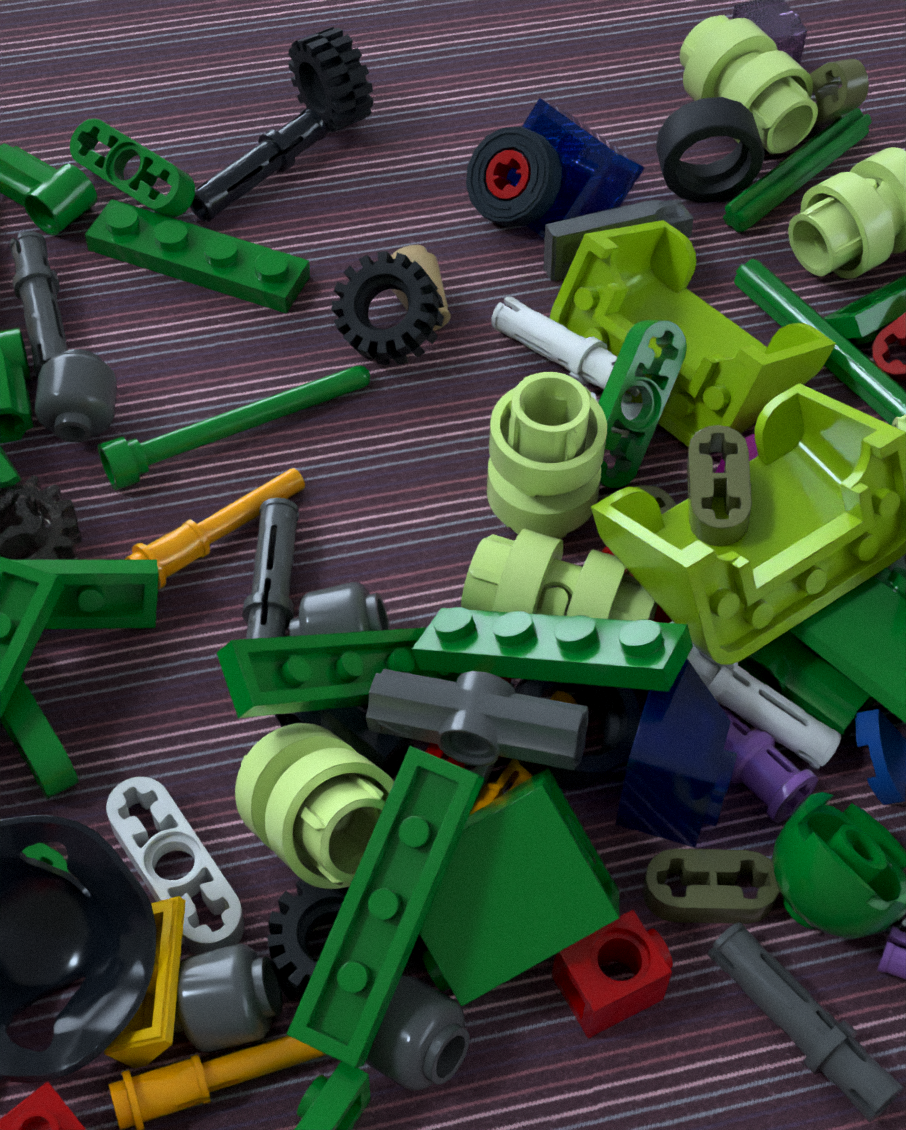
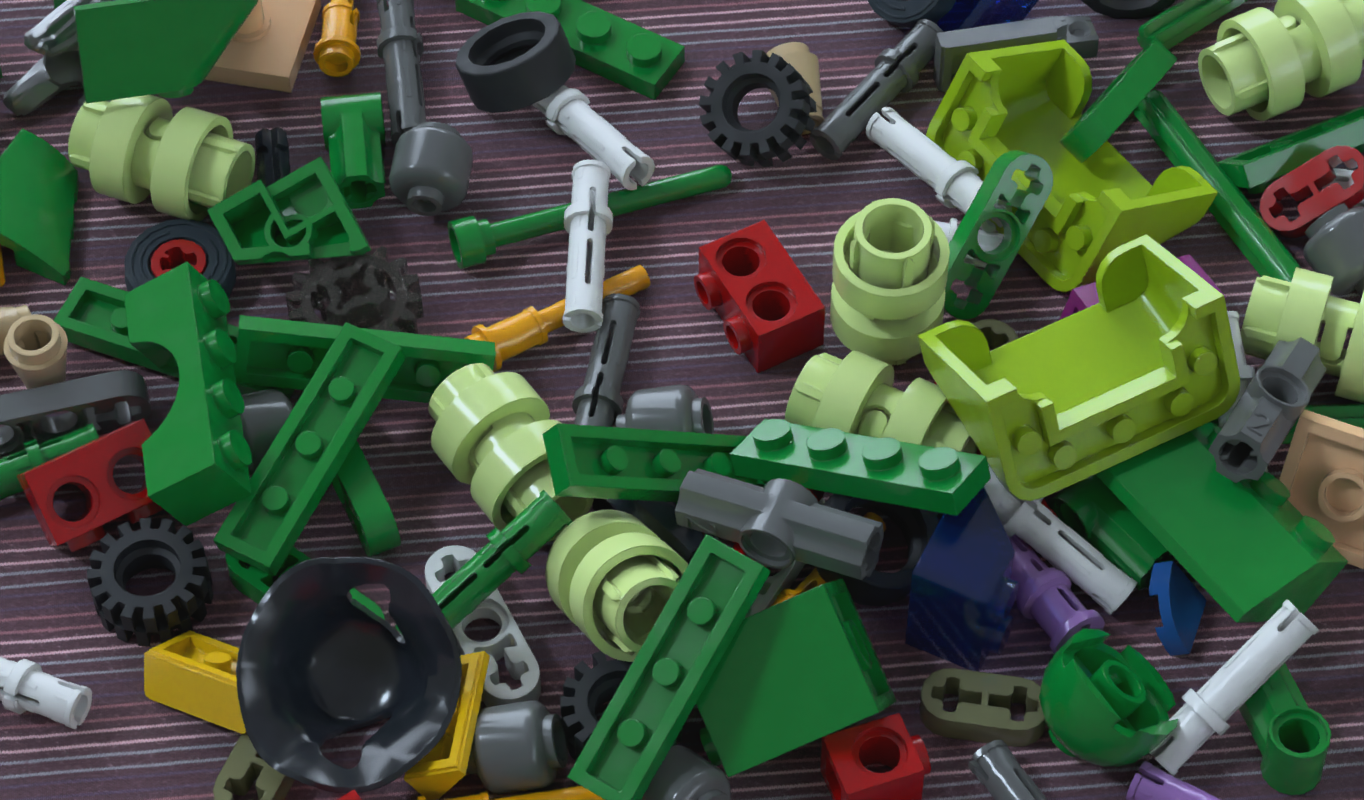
camera: 10 degrees right, 0 degrees up
(149, 287) = (515, 62): none -> black tyre
(166, 660) = (494, 440): none -> yellowish green piece
(183, 792) = (500, 558): none -> green pin
(210, 334) = (572, 116): none -> white pin
(237, 433) = (587, 245): none -> white pin
(416, 486) = (756, 281): none -> red brick
(508, 267) = (894, 72): none -> dark grey pin
(722, 271) = (1118, 100): none -> green beam
(732, 485) = (1038, 325): olive beam -> none

